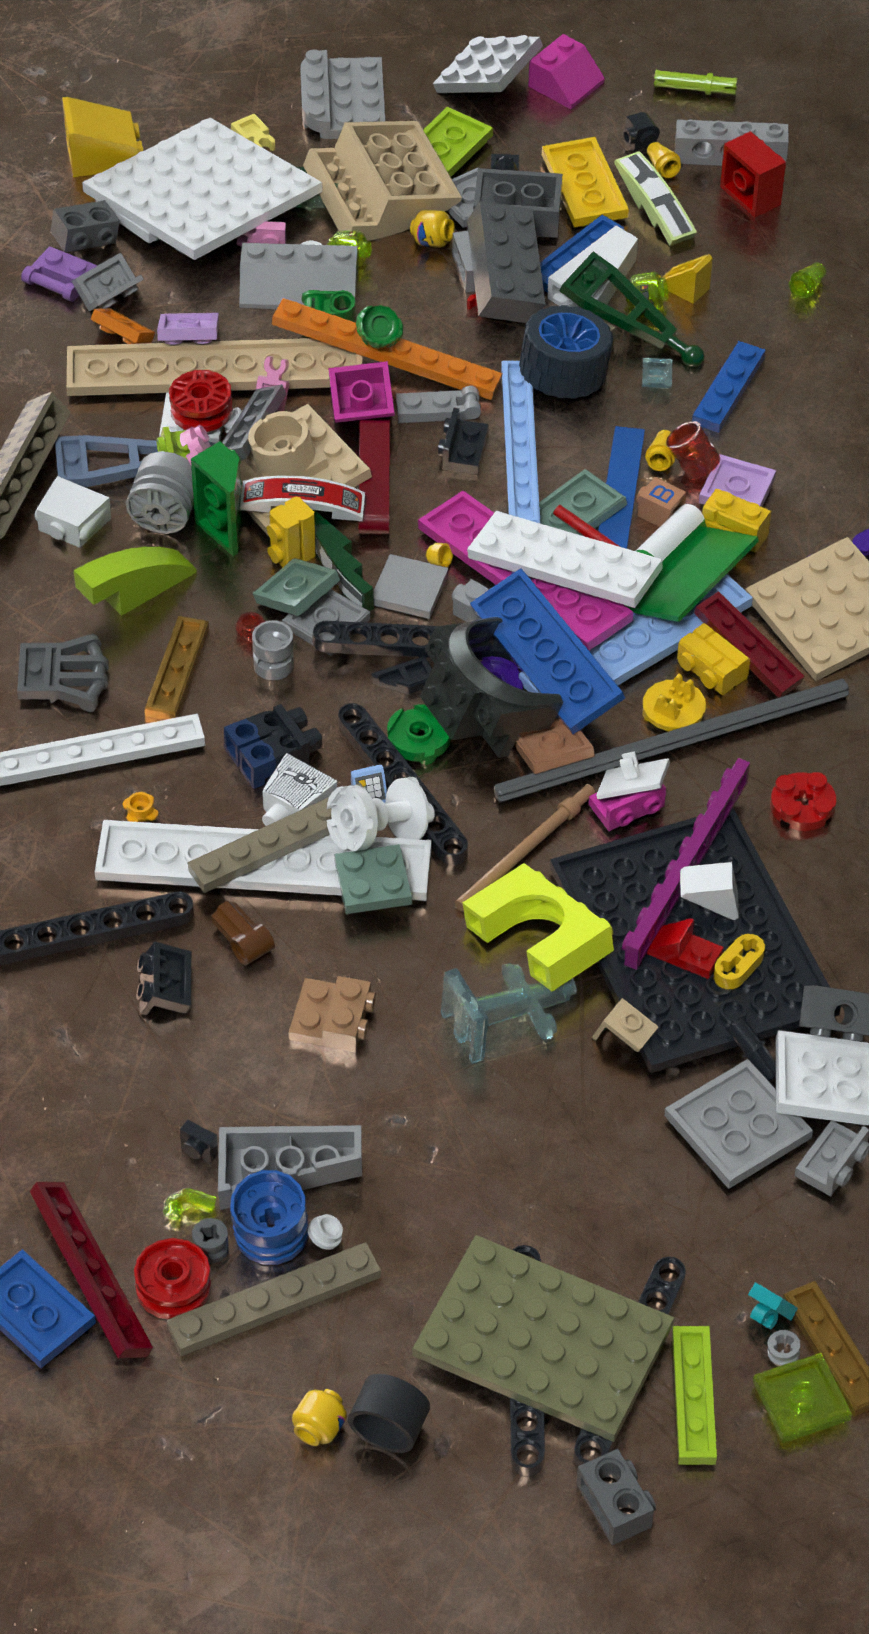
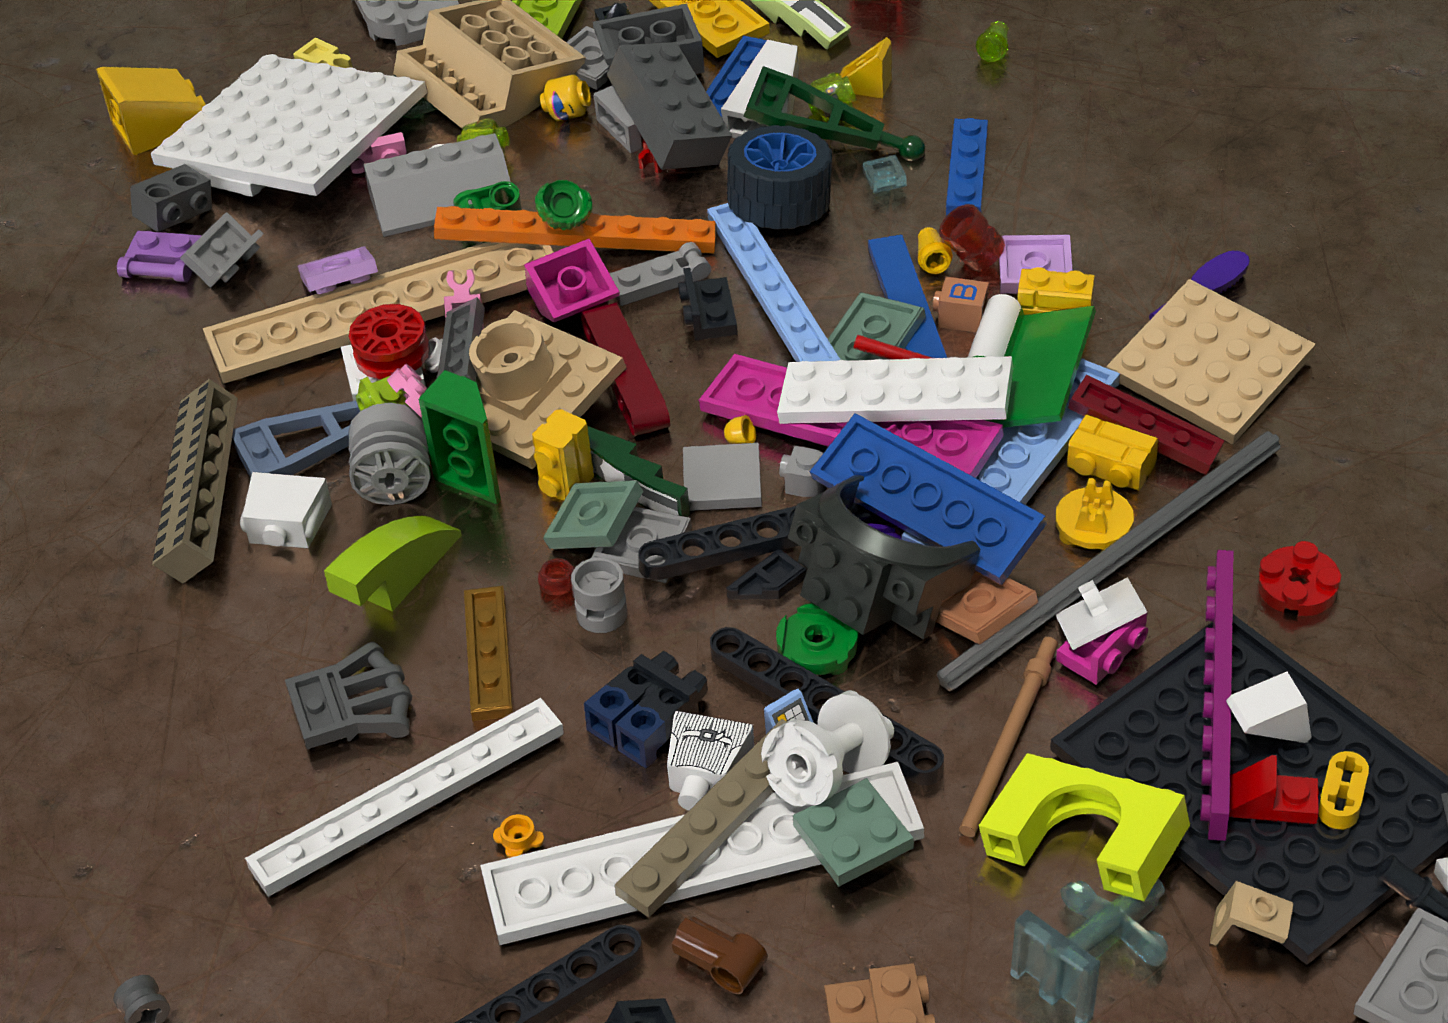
camera: 15 degrees left, 5 degrees down
(114, 322) = (247, 289): orange plate -> none
(319, 494) = (588, 400): slope -> none

